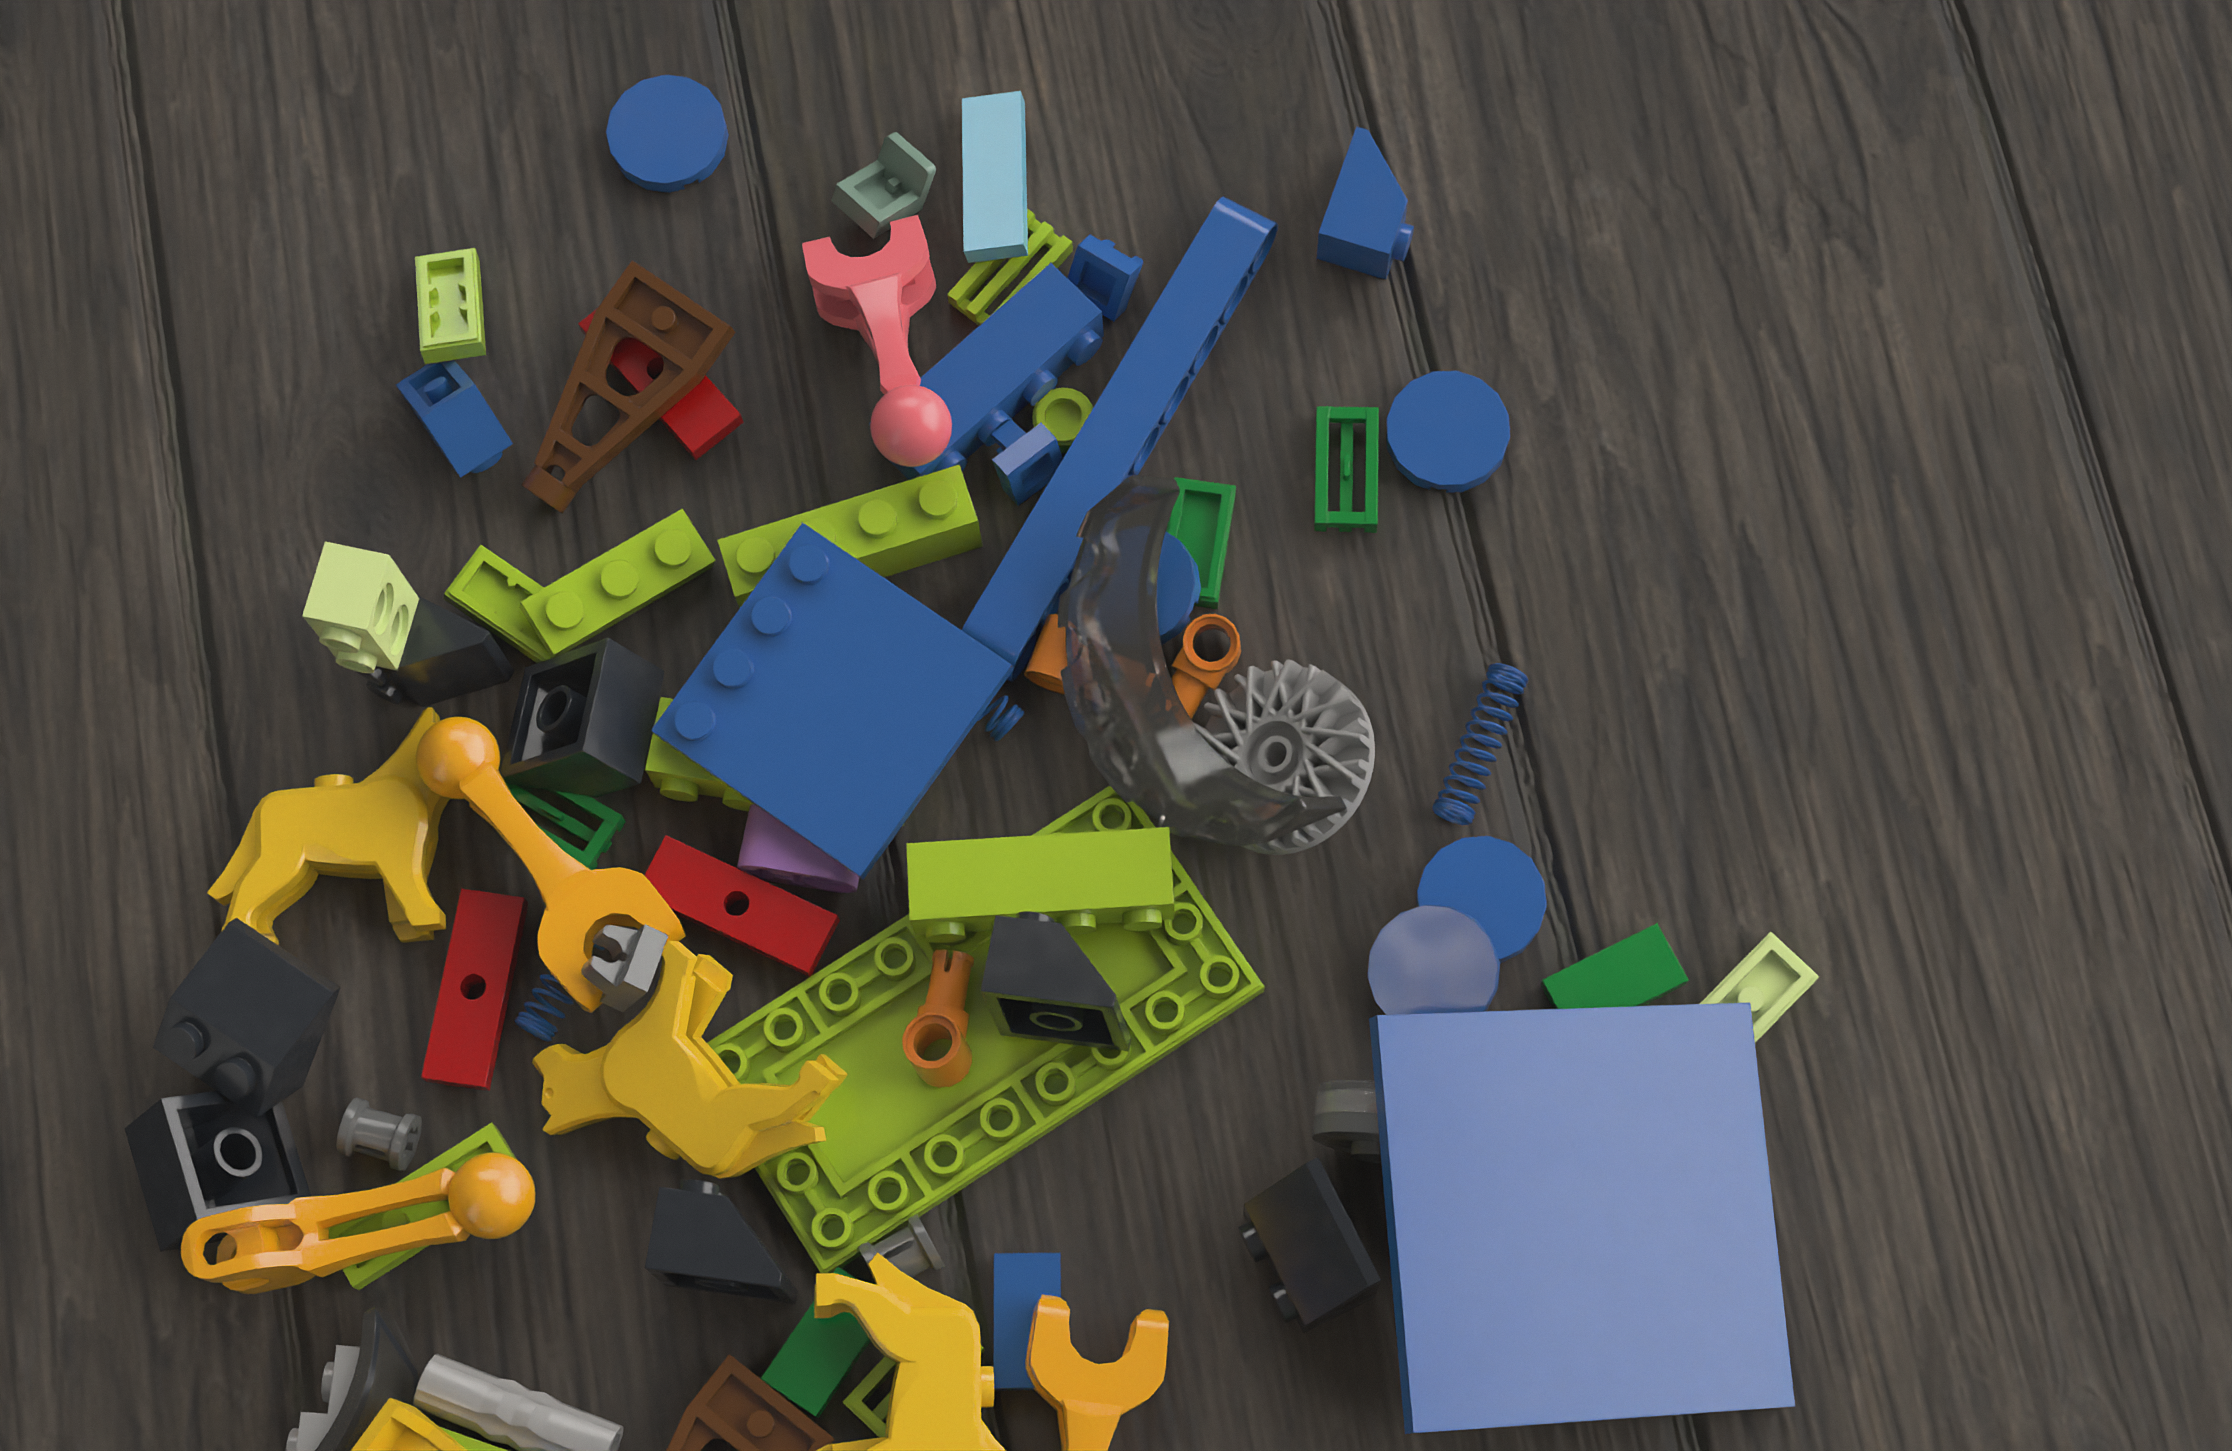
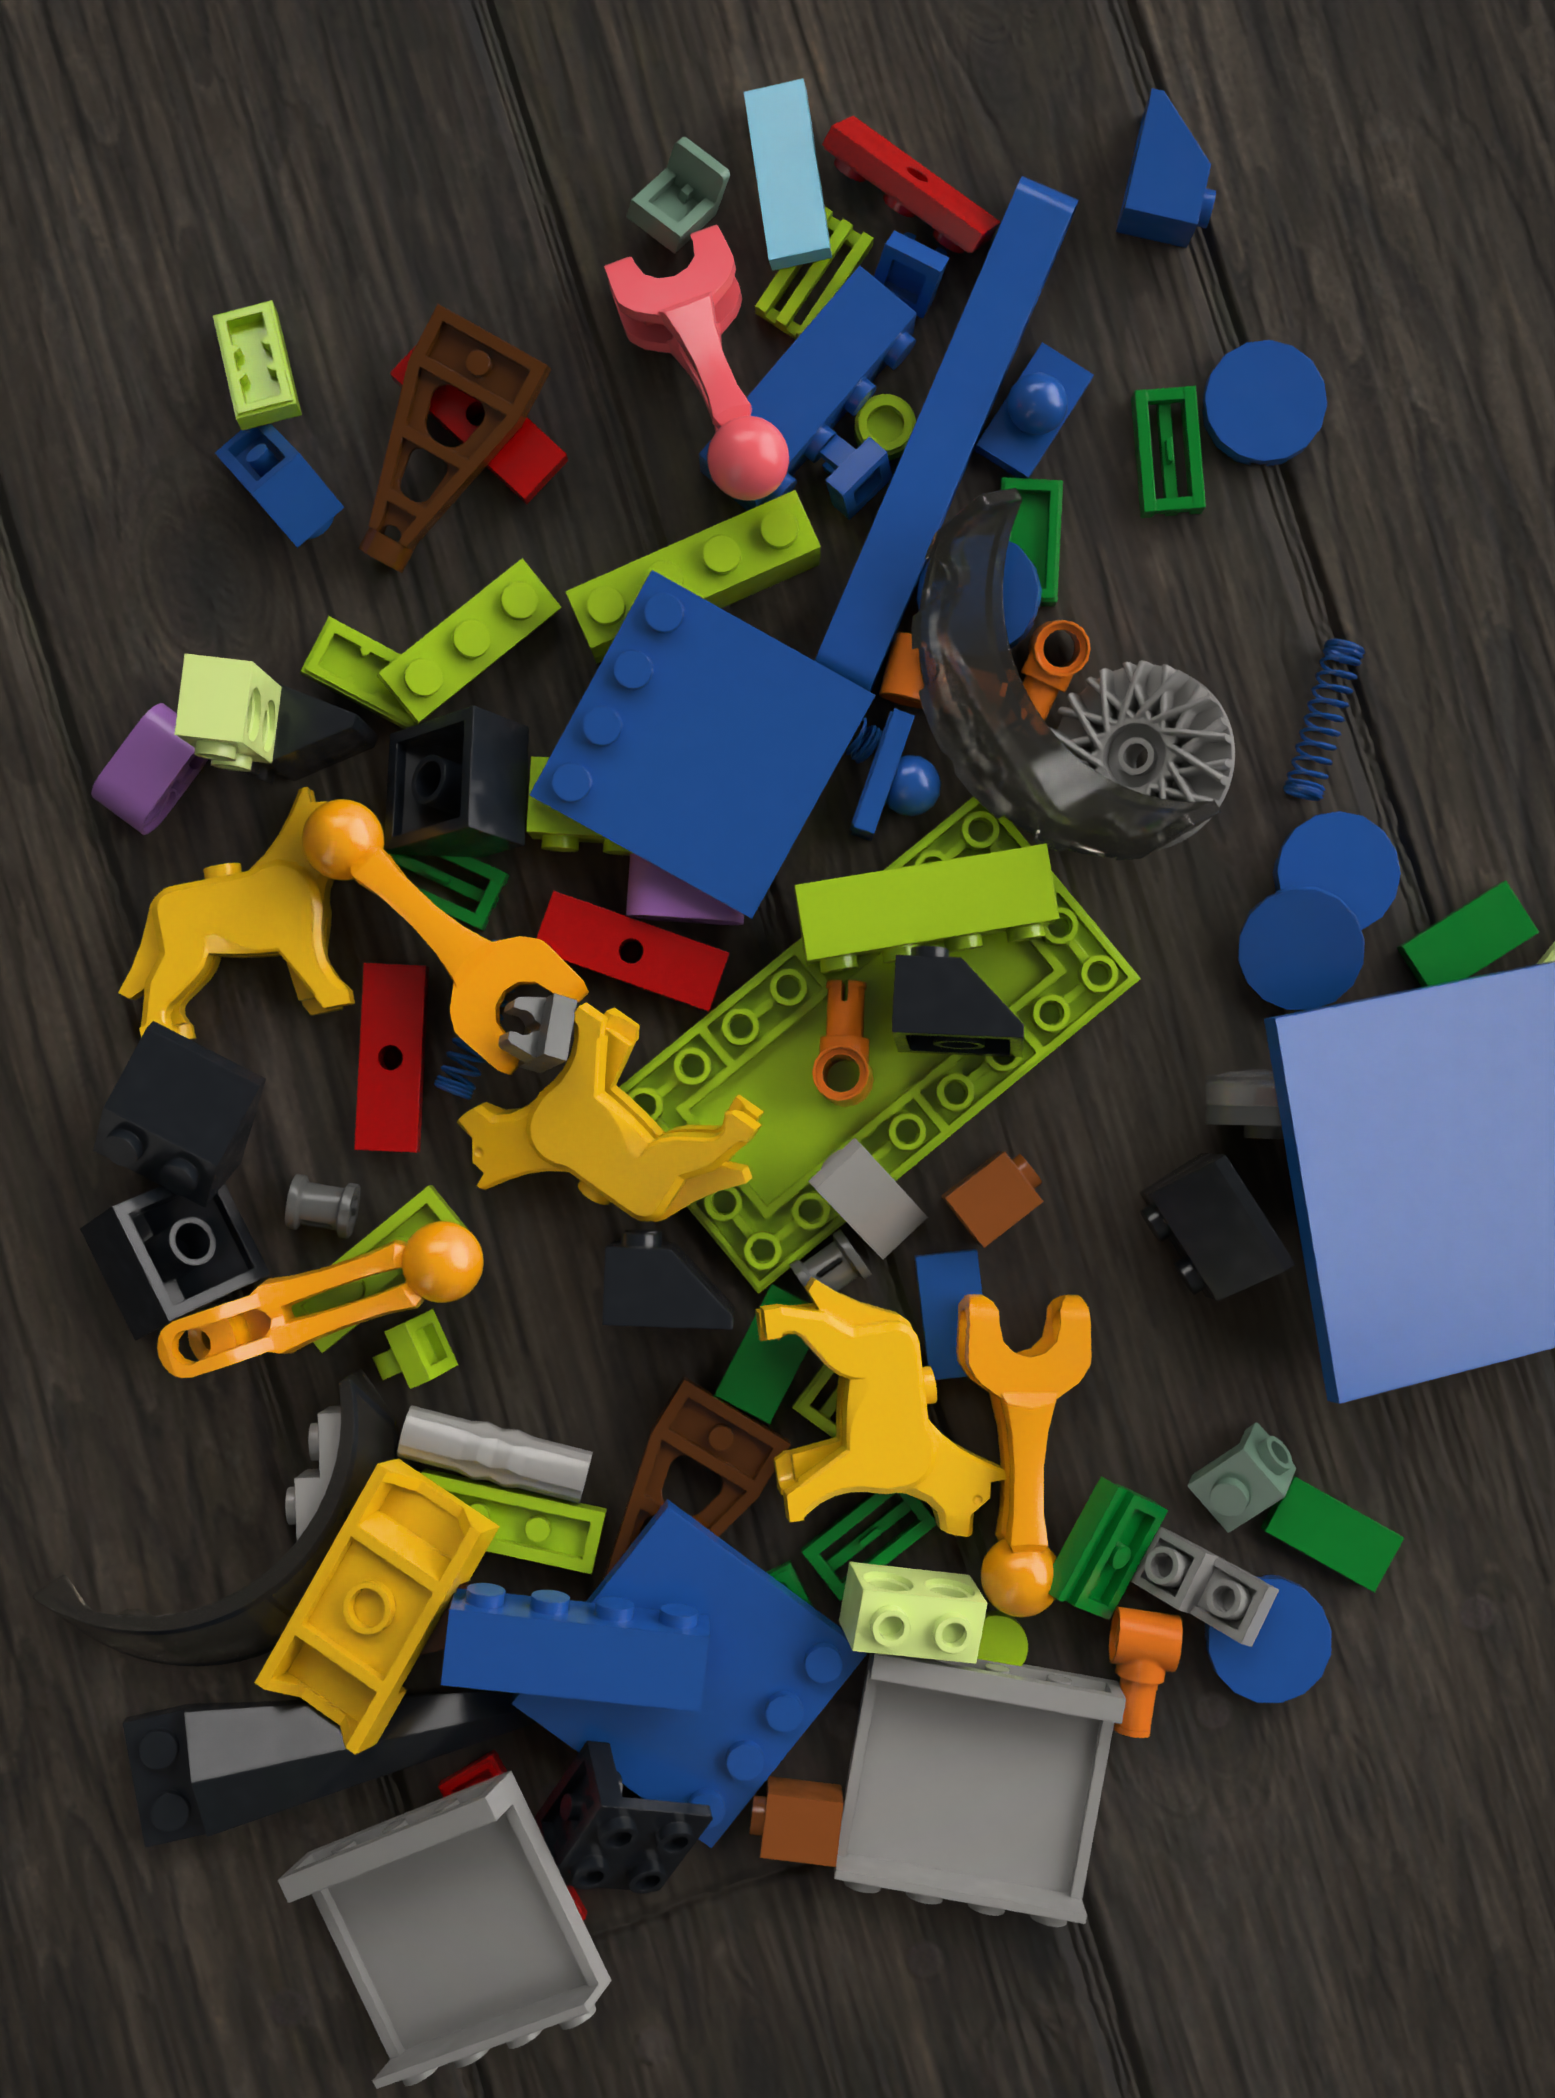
camera: 15 degrees left, 15 degrees up
(279, 679) = (148, 771): none -> medium lavender beam
(452, 1296) = (416, 1350): none -> lime tile
(667, 133) = (448, 156): blue tile -> none
(948, 1181) = (867, 1198): none -> light grey slope
(1028, 758) = (904, 782): none -> blue tile
(1083, 1196) = (994, 1196): none -> dark orange brick
(1112, 196) = (909, 186): none -> red tile
(1214, 419) = (1034, 412): none -> blue tile

